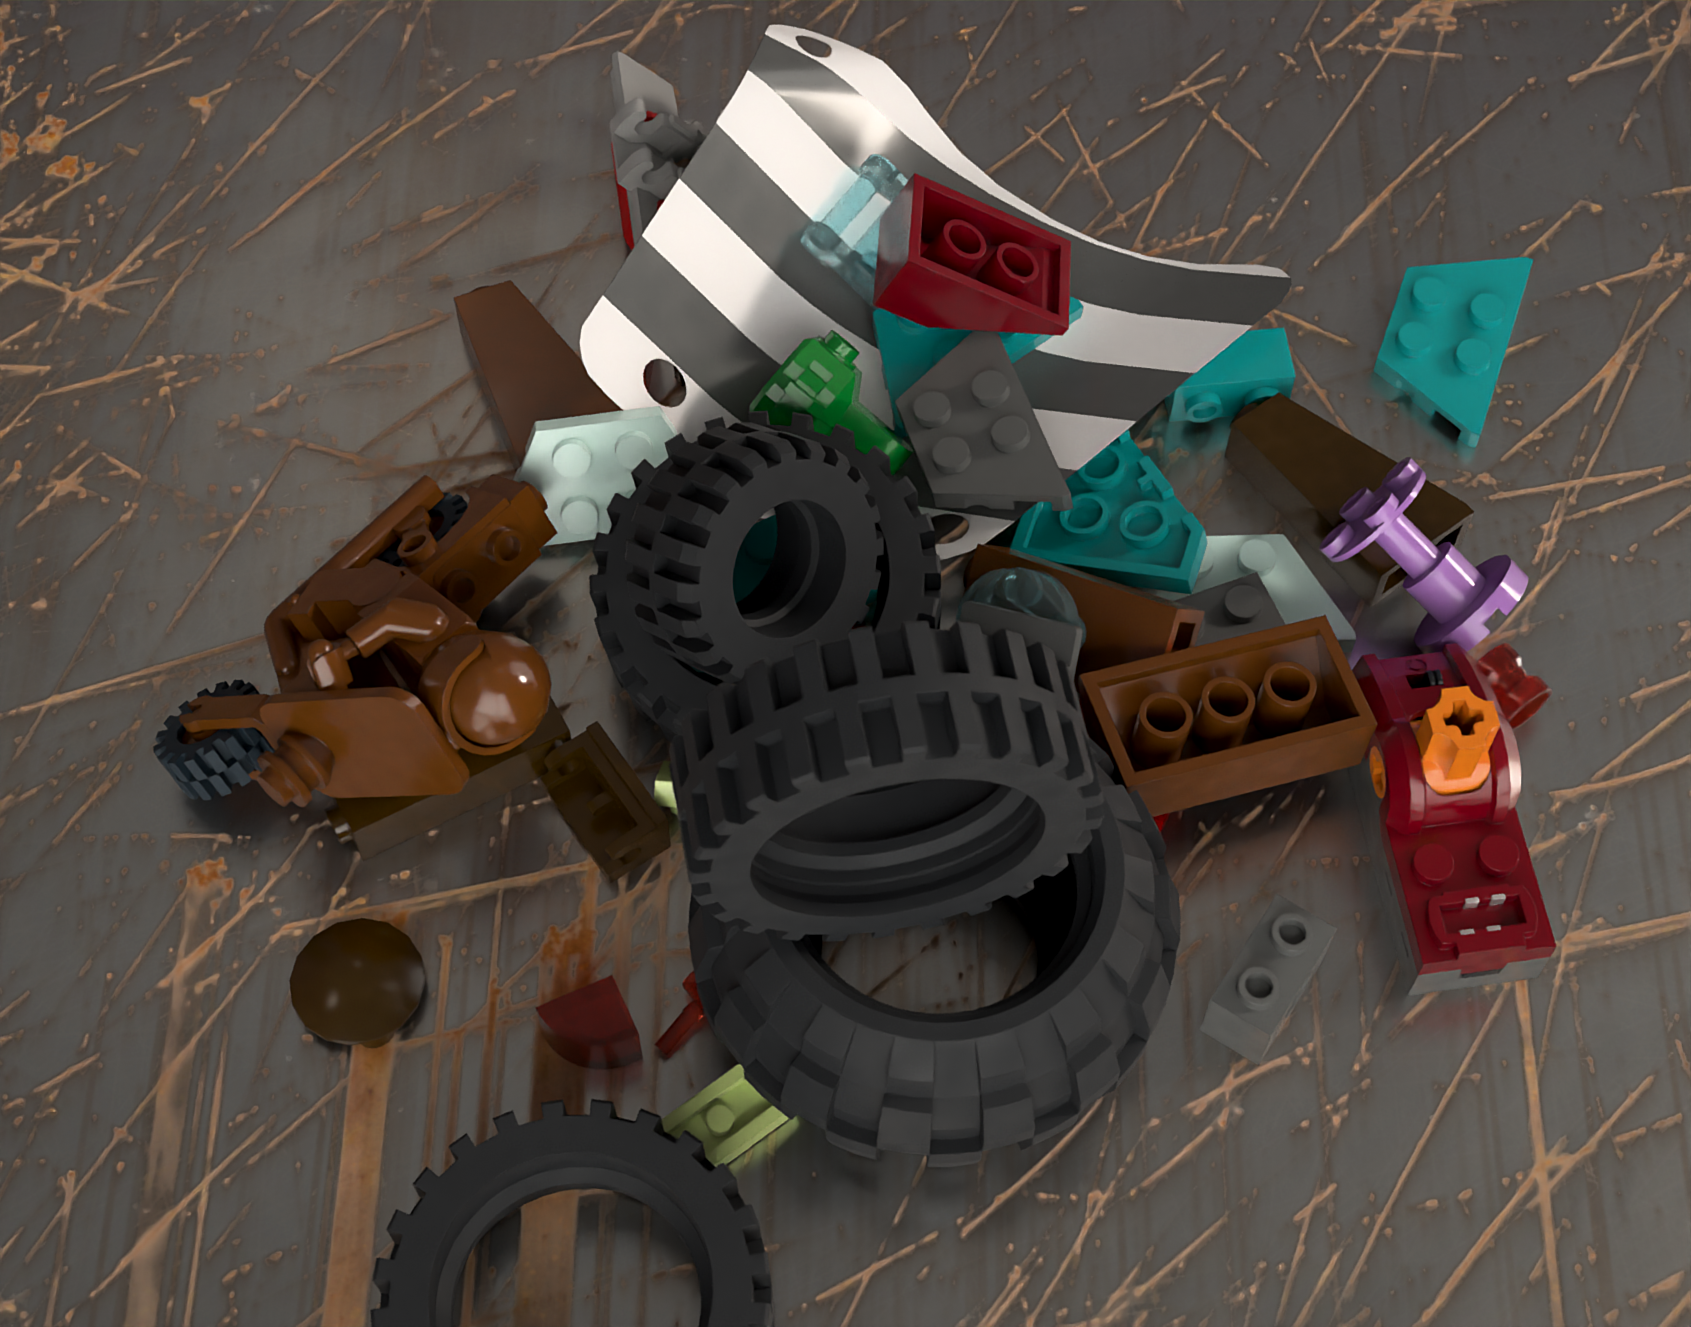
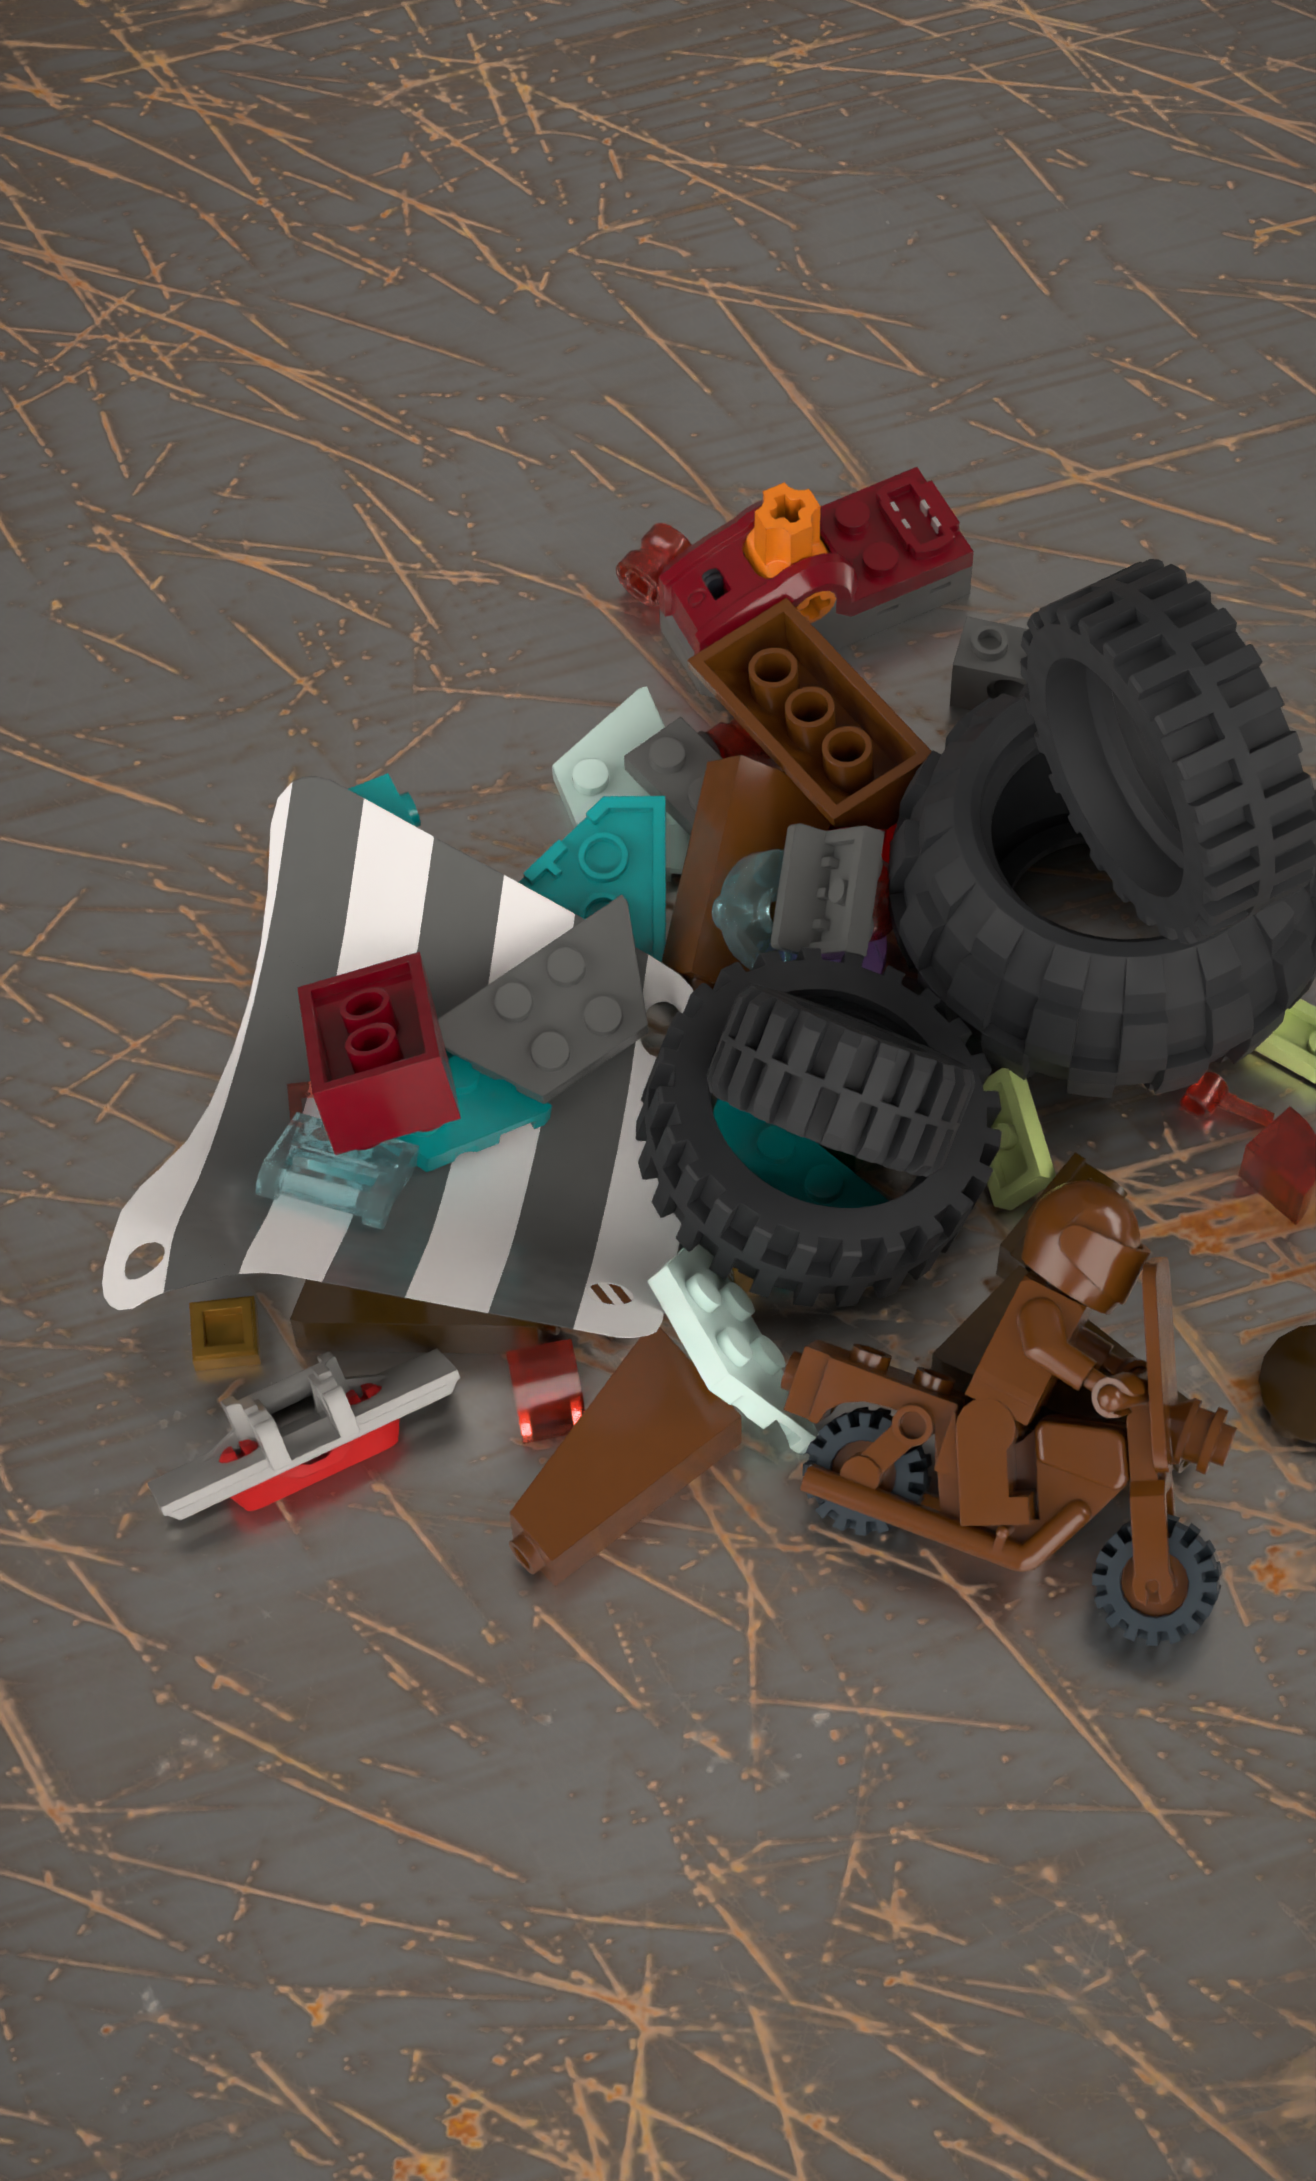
camera: 105 degrees left, 0 degrees up
(826, 384) = (569, 1161): green piece -> none
(1312, 471) = (498, 723): dark brown slope -> none
(1438, 577) = (588, 606): medium lavender piece -> none
(1453, 337) = (265, 684): teal wing -> none

